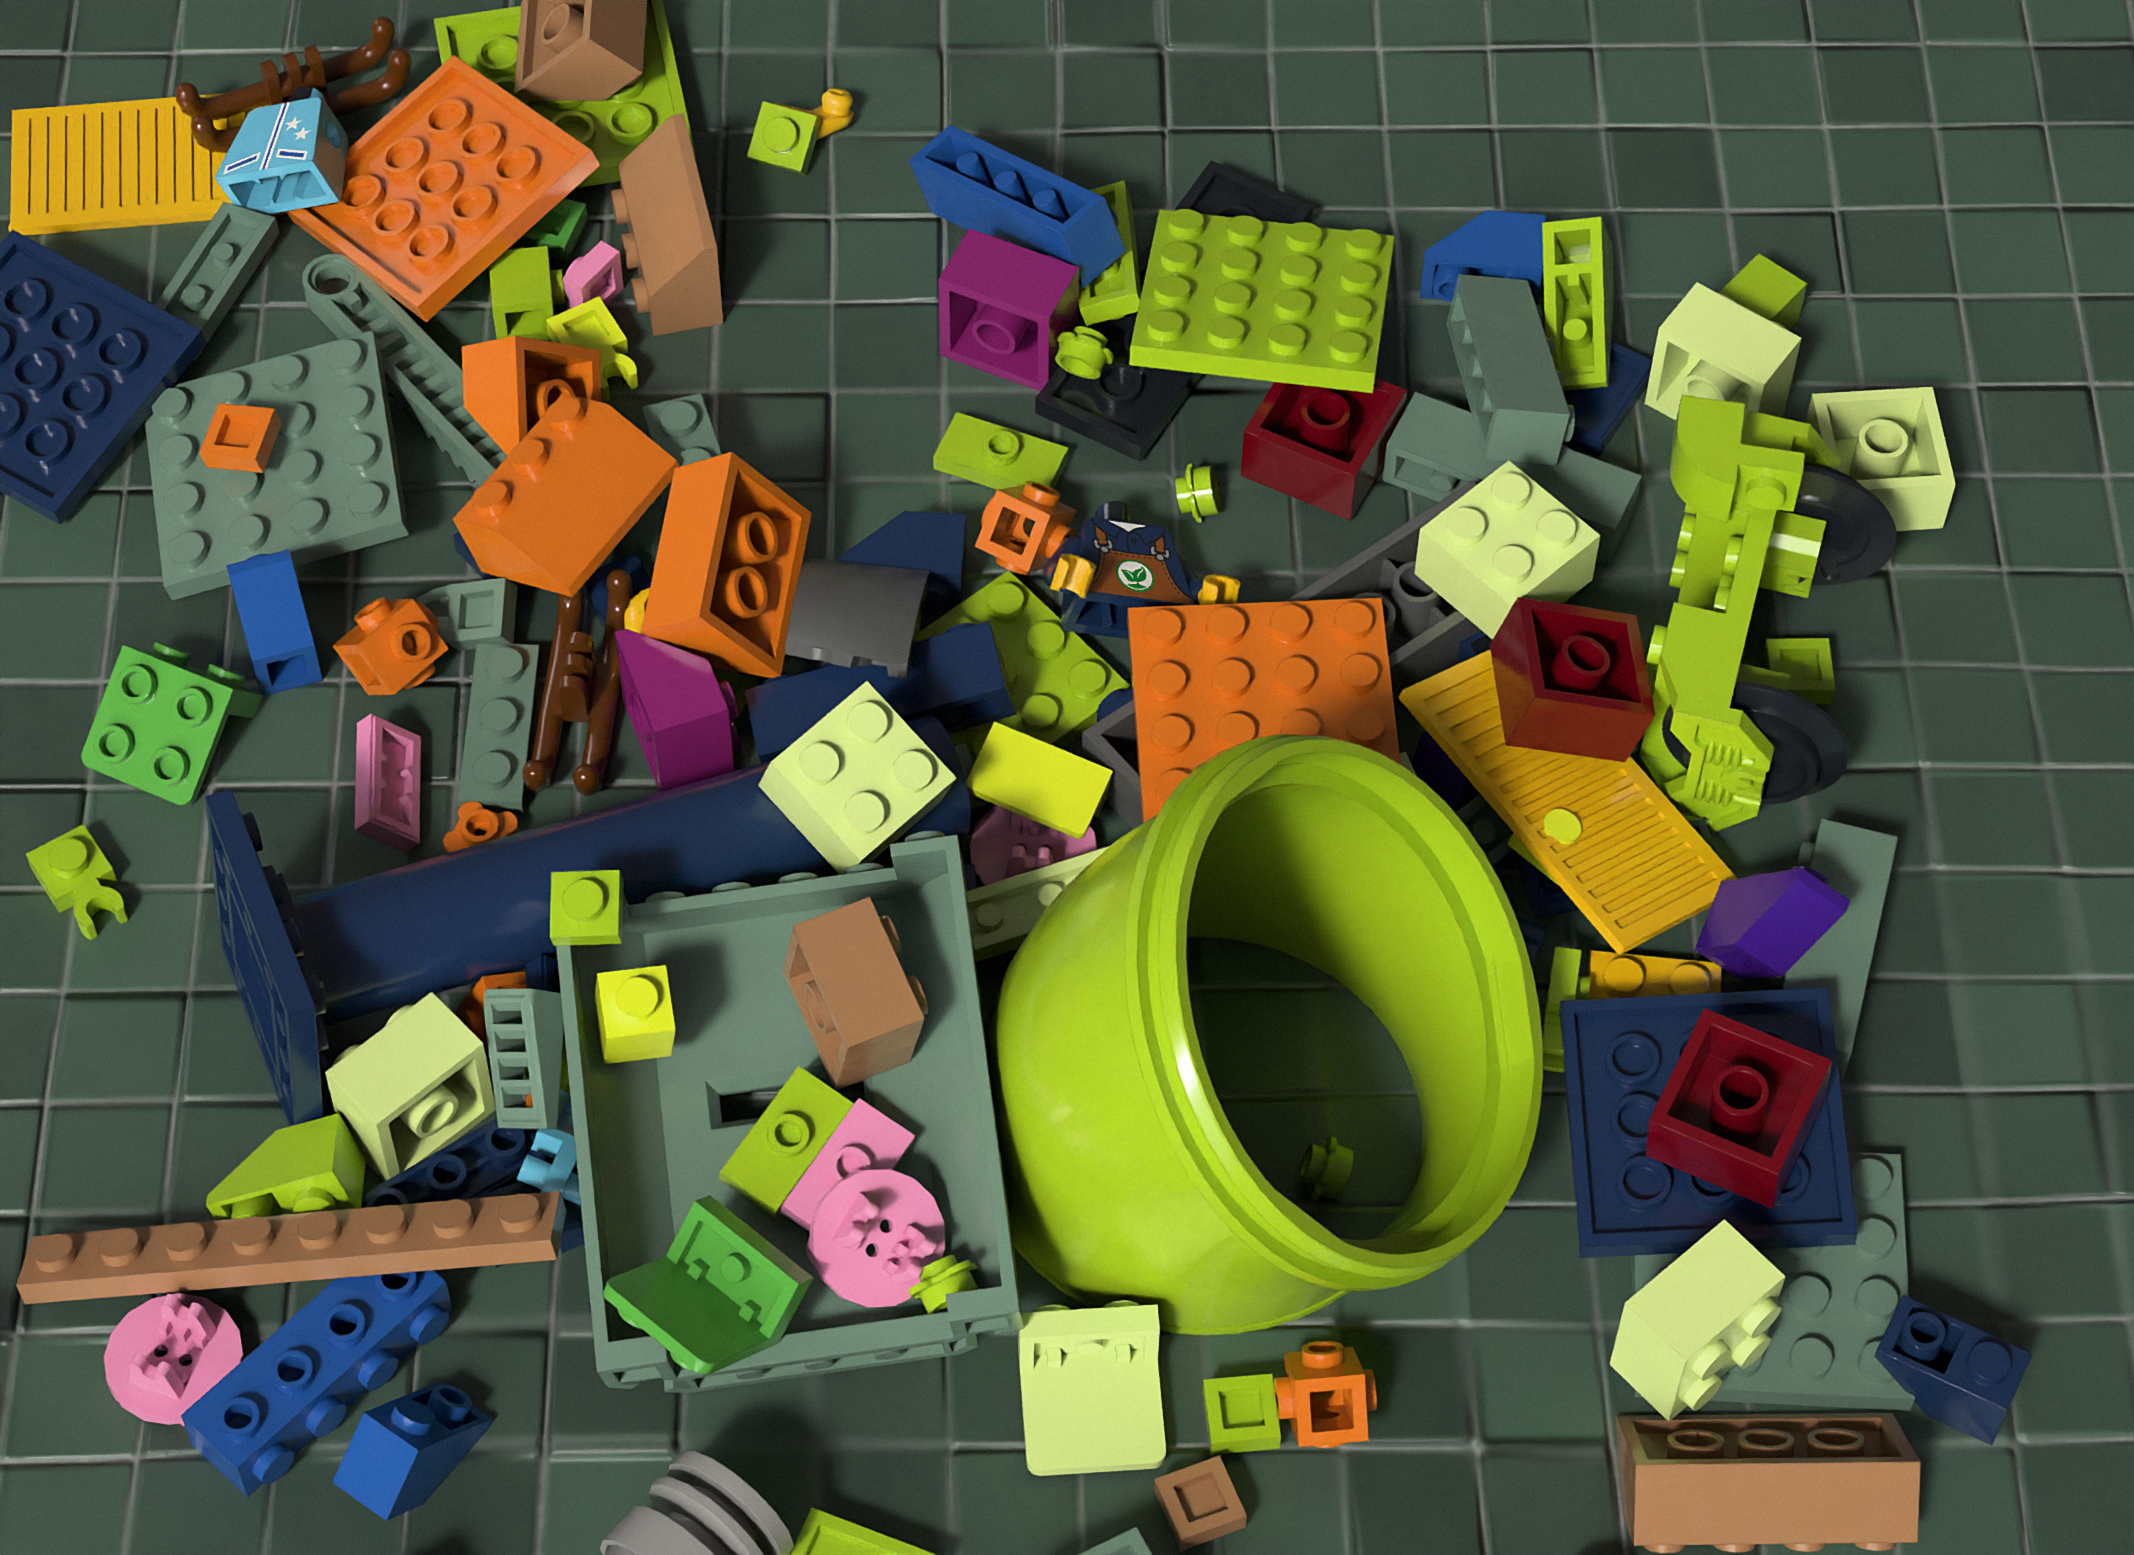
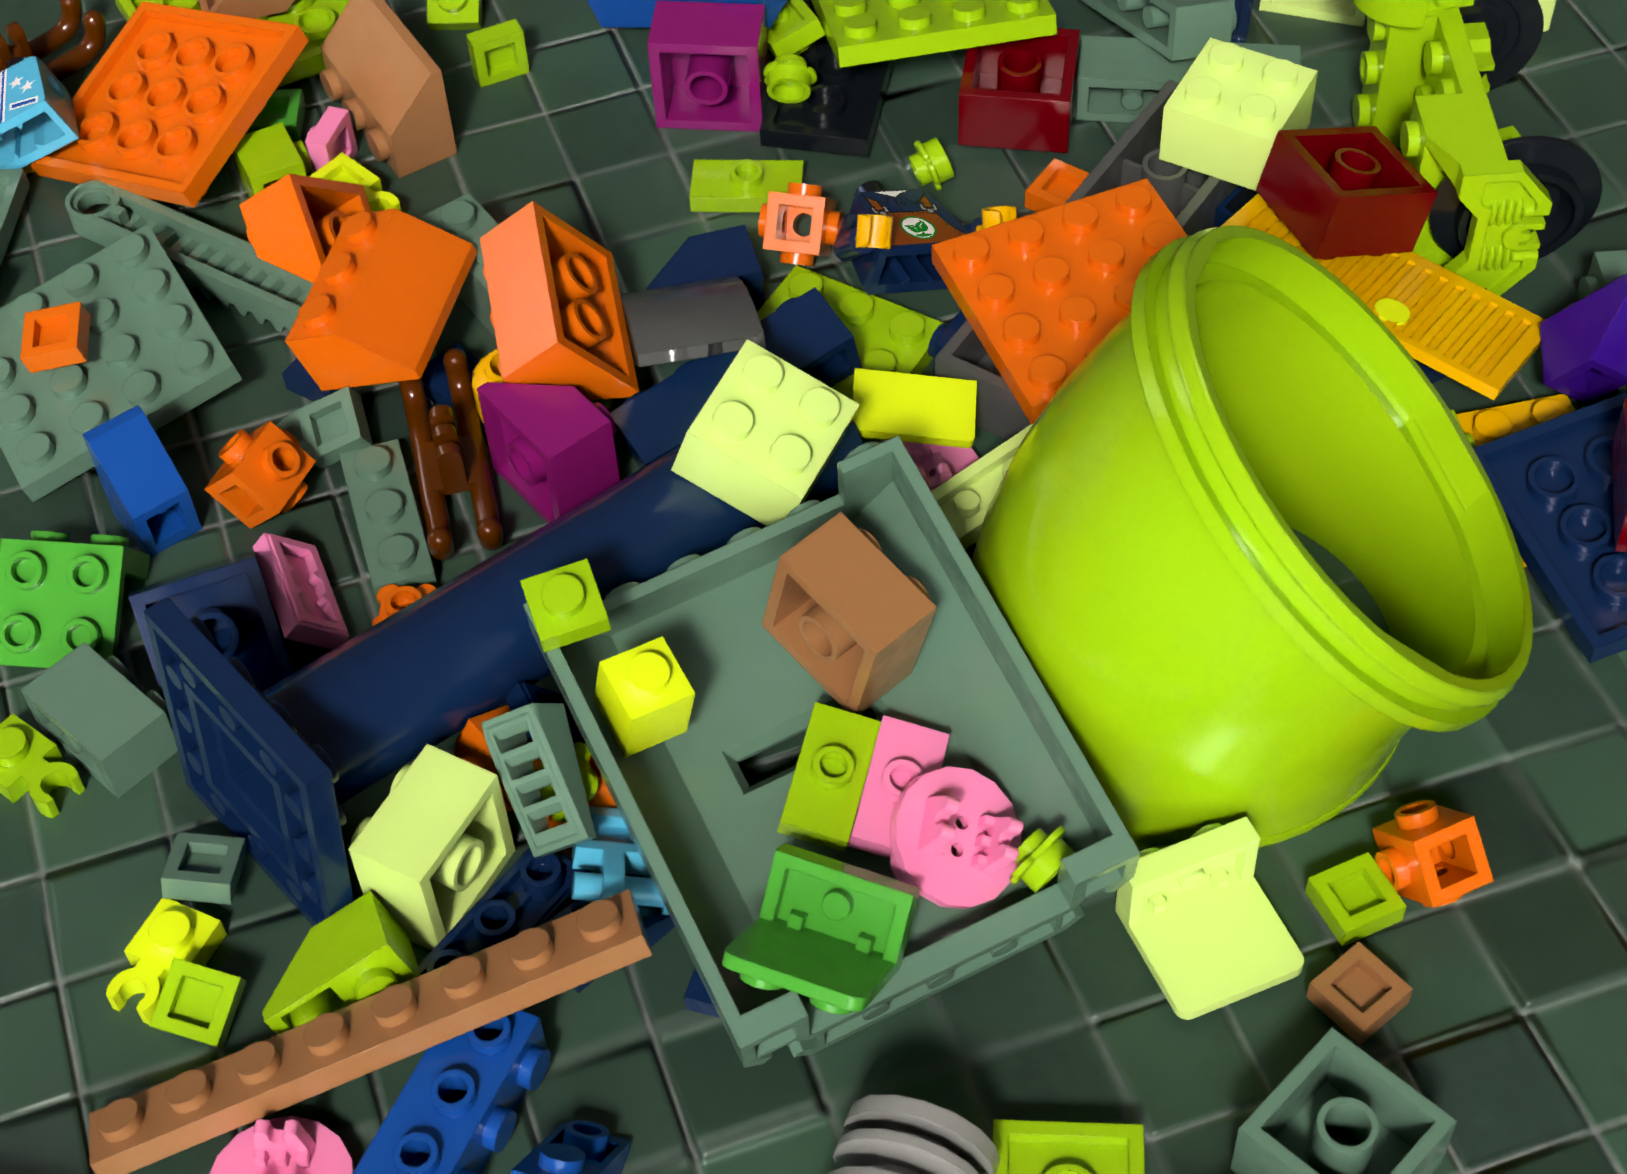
camera: 15 degrees left, 5 degrees down
(148, 1104) = (167, 933): none -> neon yellow plate
(157, 1165) = (198, 1003): none -> lime plate
(160, 855) = (102, 718): none -> sand green brick
(205, 1037) = (203, 868): none -> sand green plate
(299, 794) = (234, 608): none -> dark blue slope
(804, 219) = (498, 53): none -> lime plate
(1311, 560) = (1053, 186): none -> orange plate

